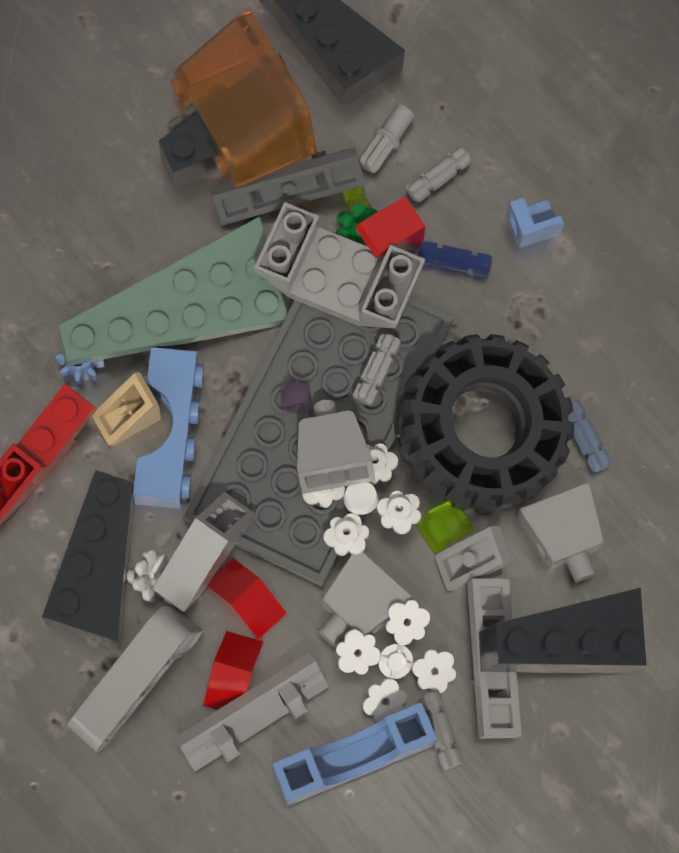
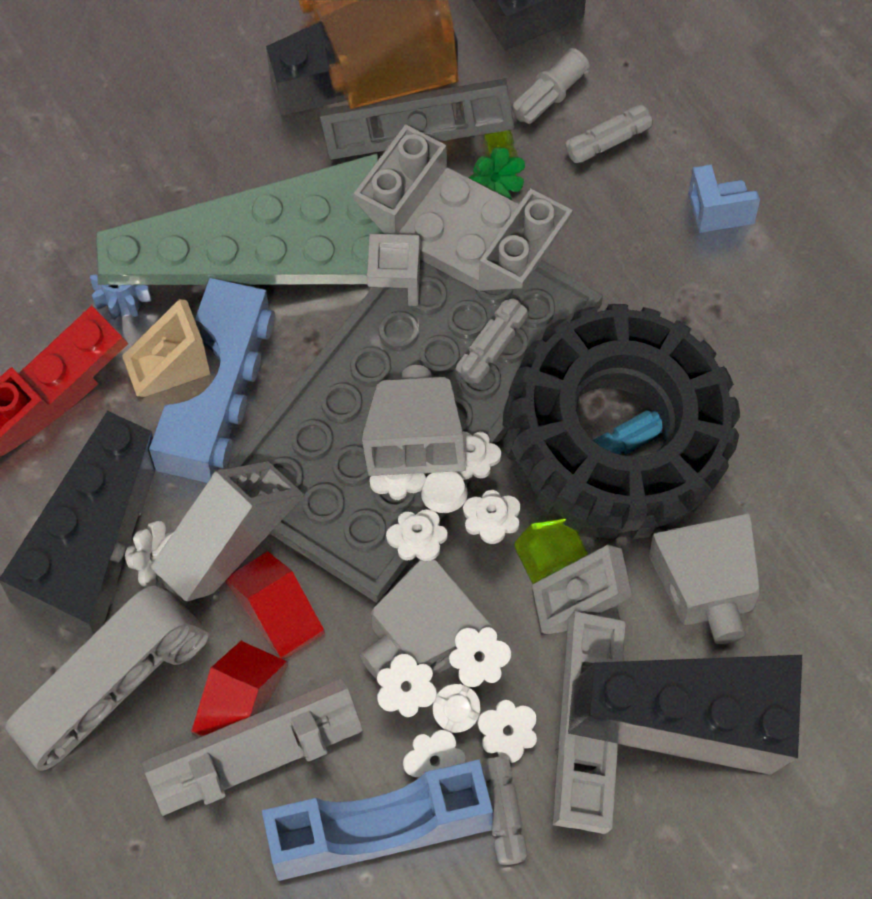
camera: 15 degrees right, 10 degrees down
(294, 319) = (395, 263): none -> light grey panel
(296, 398) = (381, 361): clear purple hinge -> none
(393, 226) = (543, 170): red slope -> none
(455, 258) = (615, 231): clear blue axle -> none
(488, 428) = (632, 433): none -> dark azure axle
(588, 439) = (757, 466): sand blue axle -> none

